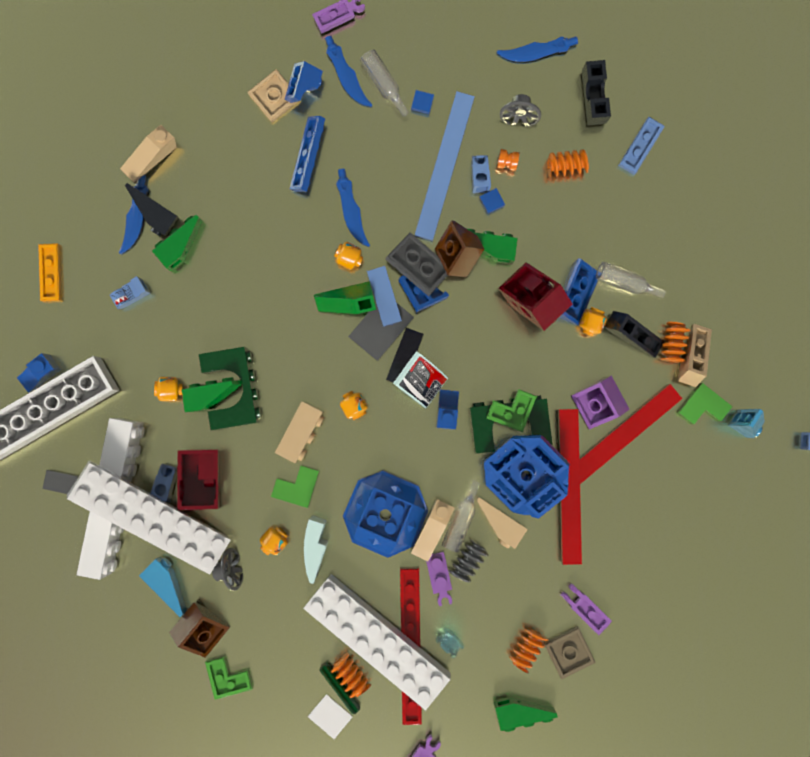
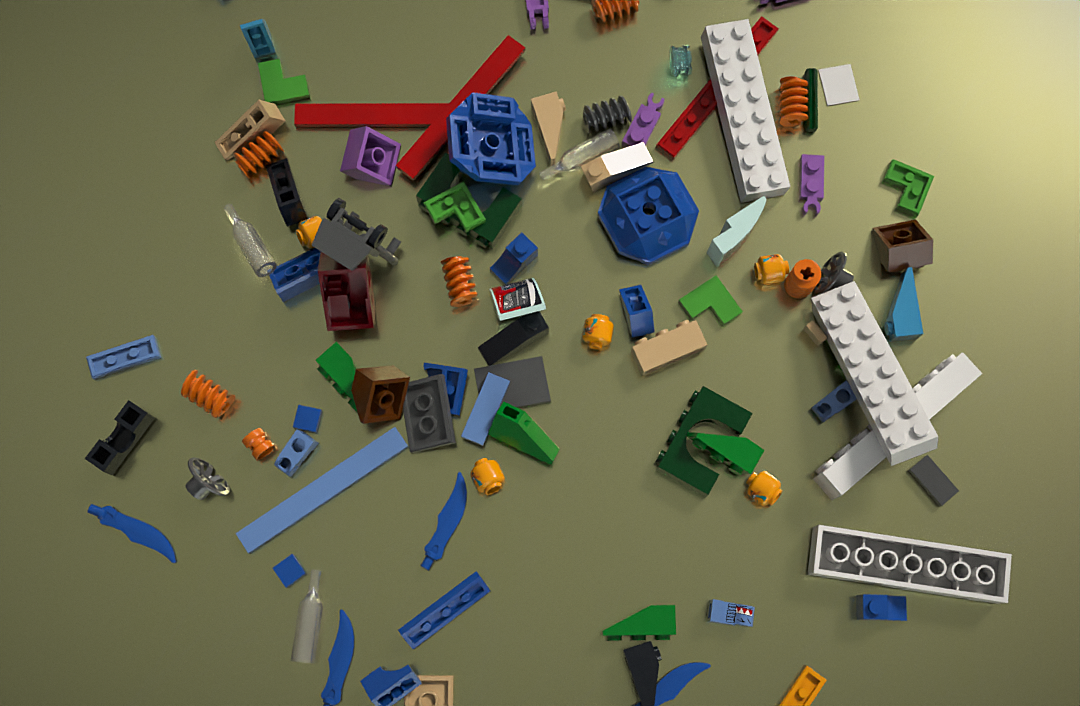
camera: 135 degrees left, 10 degrees down
(198, 479) = (799, 375): dark red piece -> none
(211, 520) = (815, 333): none -> tan tile
(244, 556) = (802, 279): none -> orange piece
(294, 628) = (811, 181): none -> medium lavender plate
(339, 440) = (637, 311): none -> blue arch
(471, 366) = (458, 281): none -> orange piece
(558, 320) = (346, 246): none -> dark grey hand

